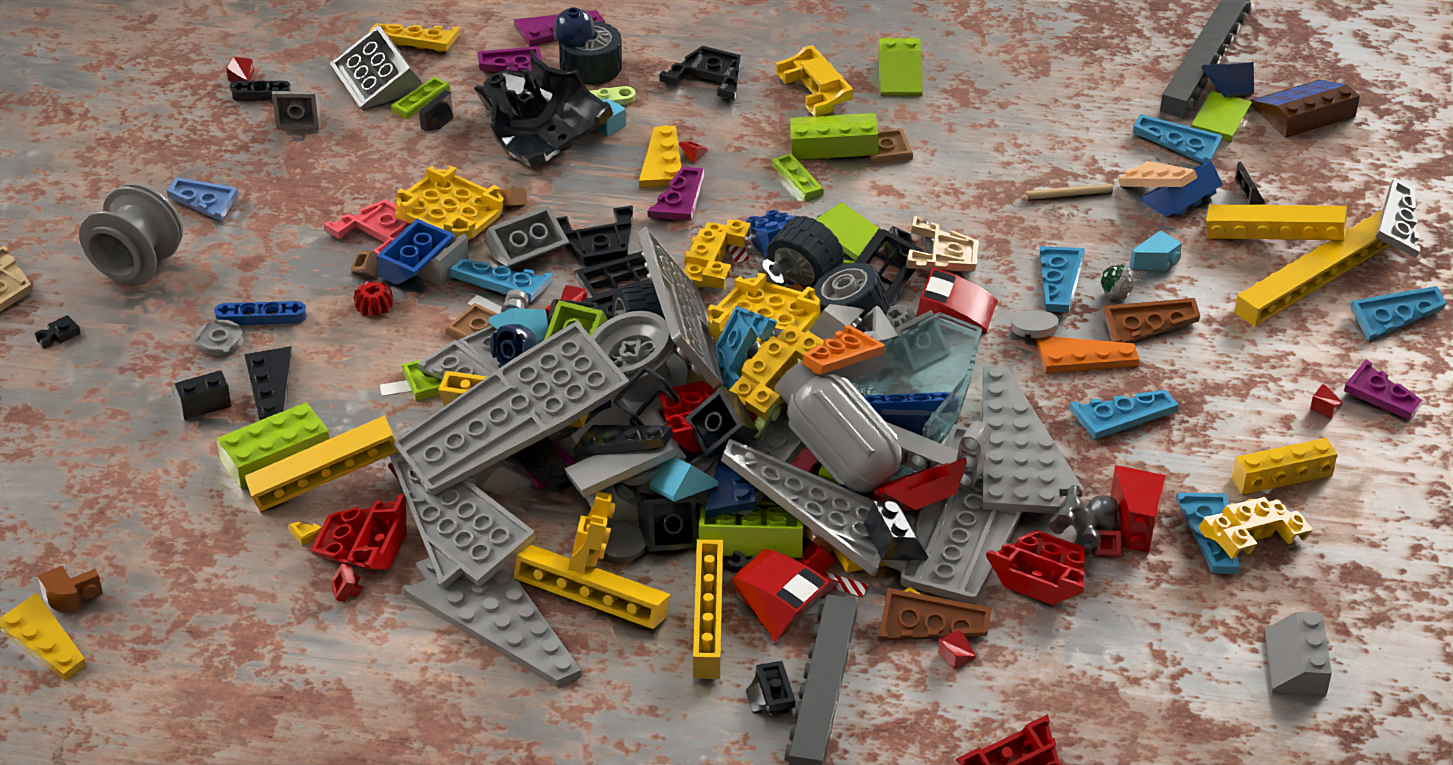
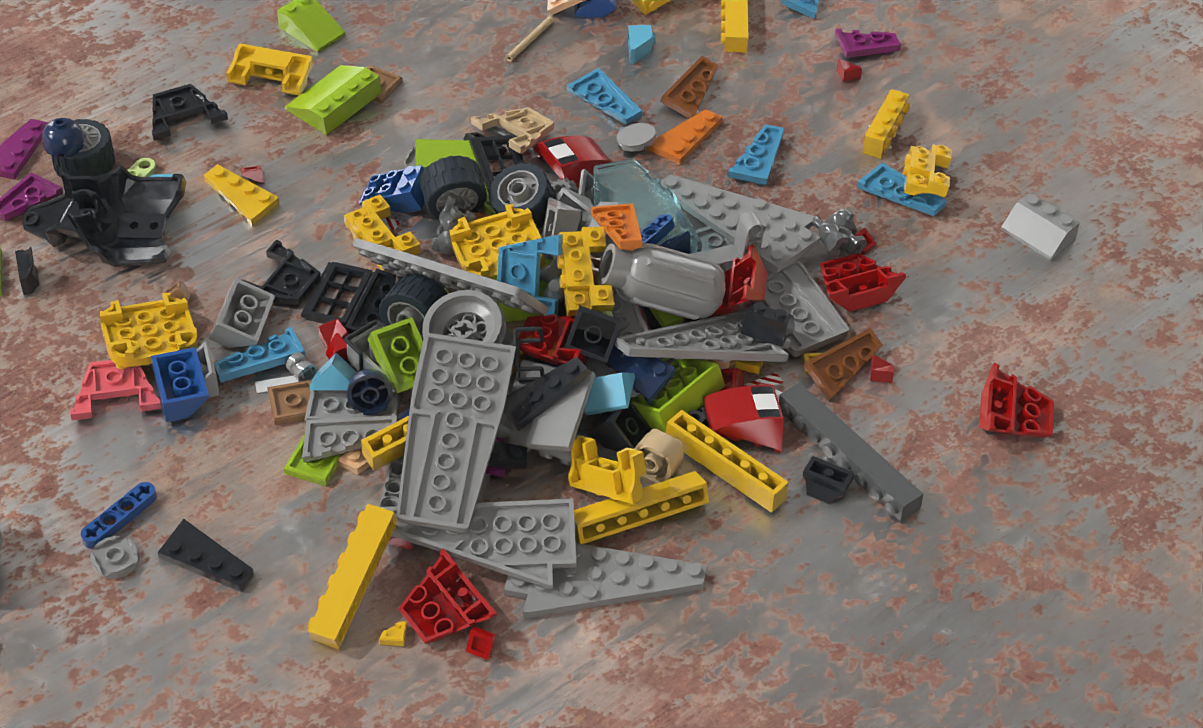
camera: 50 degrees left, 5 degrees up
(202, 394) = (169, 604): black slope -> none
(270, 441) = (286, 595): lime brick -> none
(365, 264) = (145, 419): medium nougat slope -> none
(373, 298) = (192, 439): red gear -> none
(395, 387) = (297, 489): white sticker -> none
(659, 561) = (661, 454): none -> tan brick
(680, 197) = (297, 210): magenta wing -> none
(797, 177) = (350, 144): lime tile -> none
(1118, 281) = (647, 75): piece -> none
(1139, 505) = (862, 199): red slope -> none

